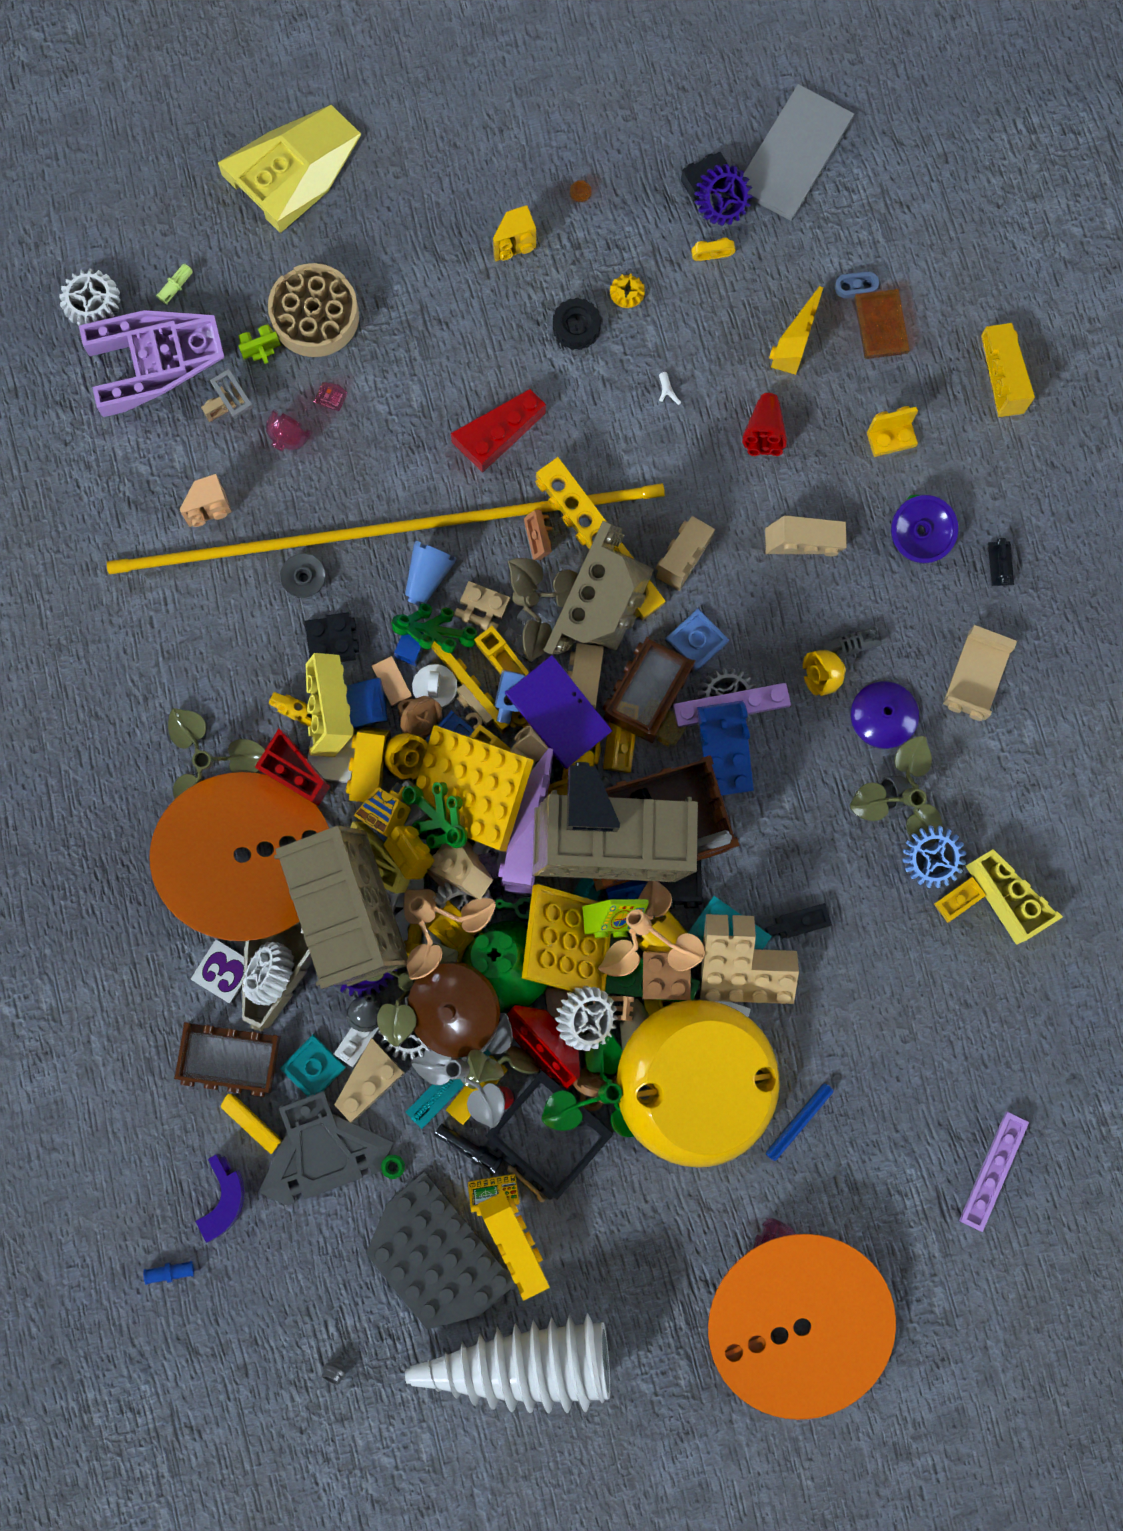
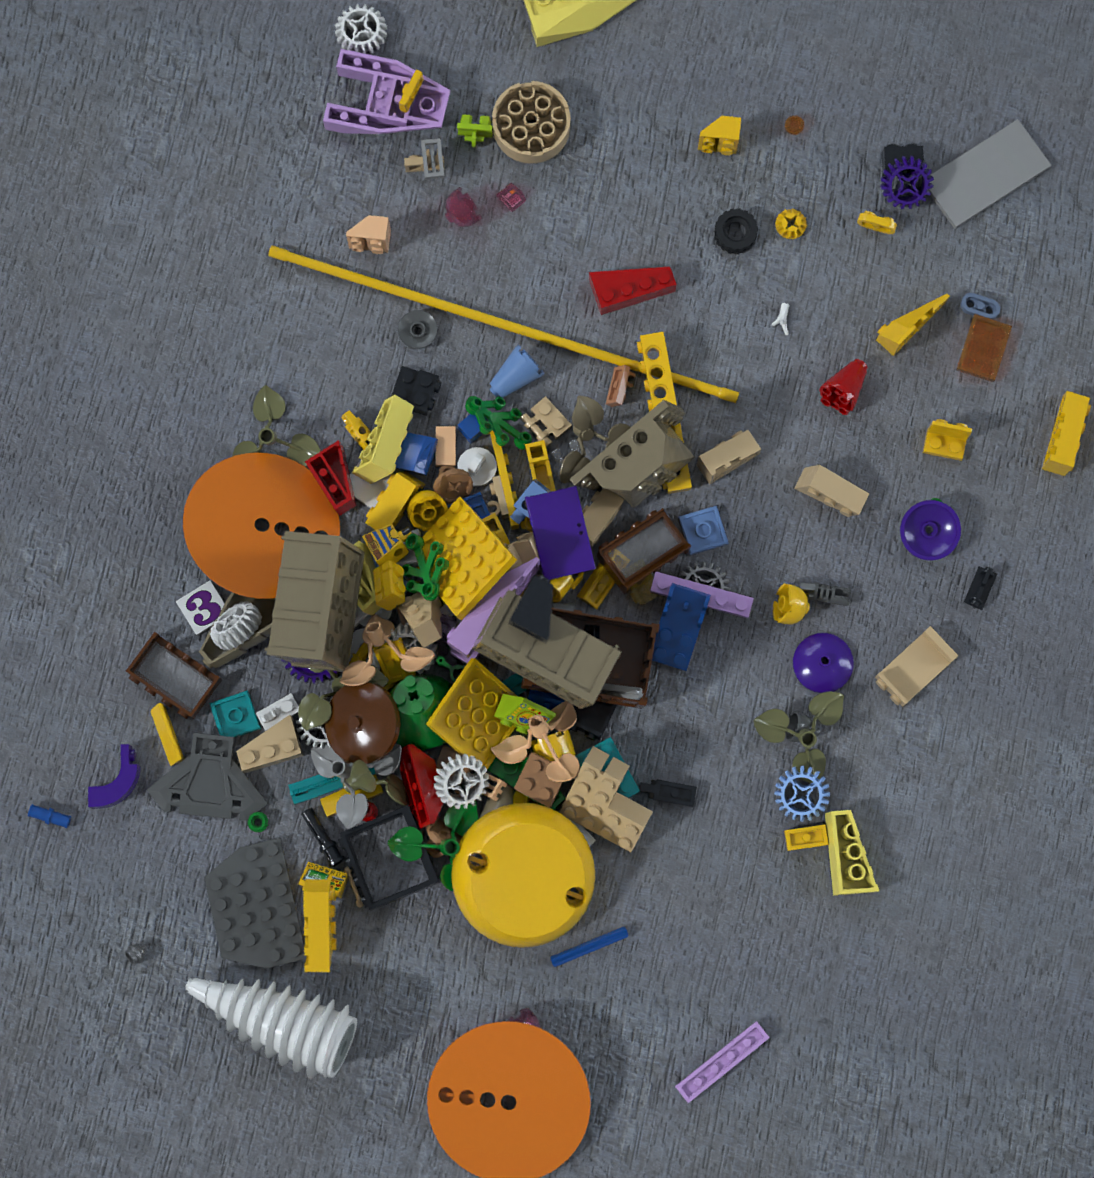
camera: 30 degrees right, 0 degrees up
(173, 334) = (410, 91): none -> yellow plate
(174, 284) = (433, 49): yellowish green axle -> none
(363, 1013) = (293, 692): dark grey helmet -> none

